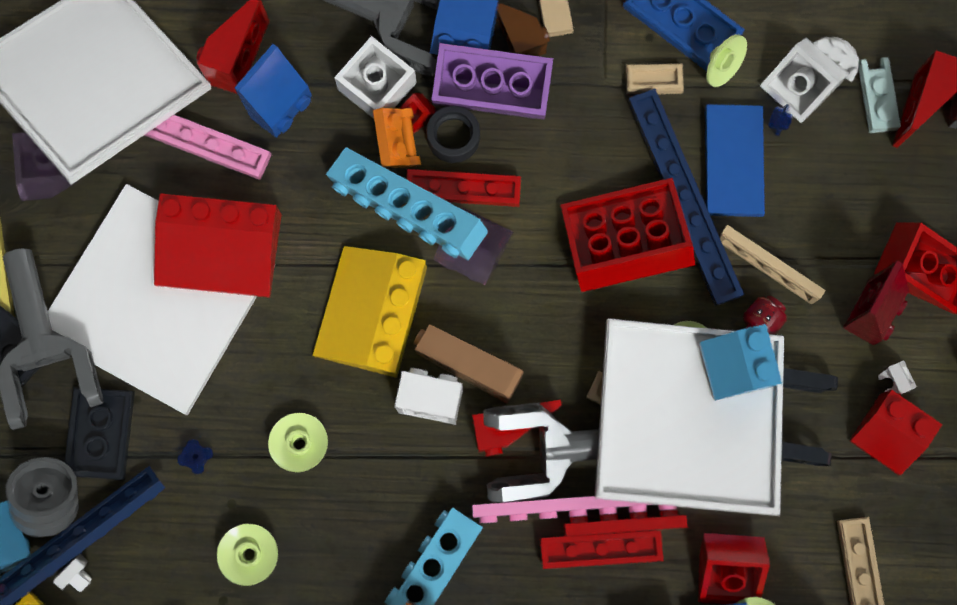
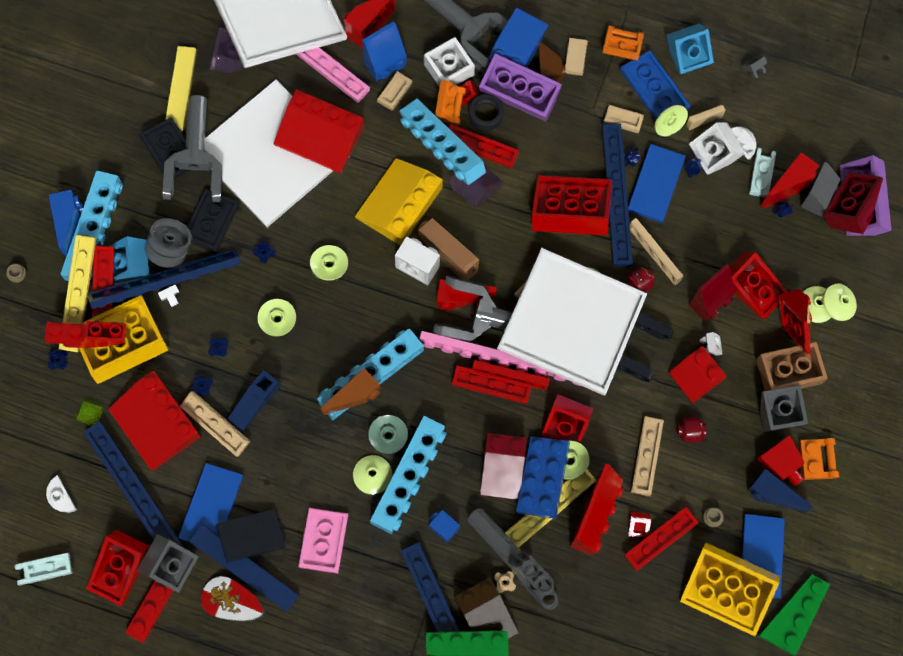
camera: 15 degrees right, 5 degrees down
(308, 144) = (394, 91): none -> tan tile
(688, 133) = (632, 158): none -> clear blue plate
(740, 362) = (613, 297): dark azure slope -> none
(771, 39) = (705, 117): none -> tan tile
(915, 519) = (691, 430): none -> dark red head
(930, 141) = (784, 210): none -> clear blue plate

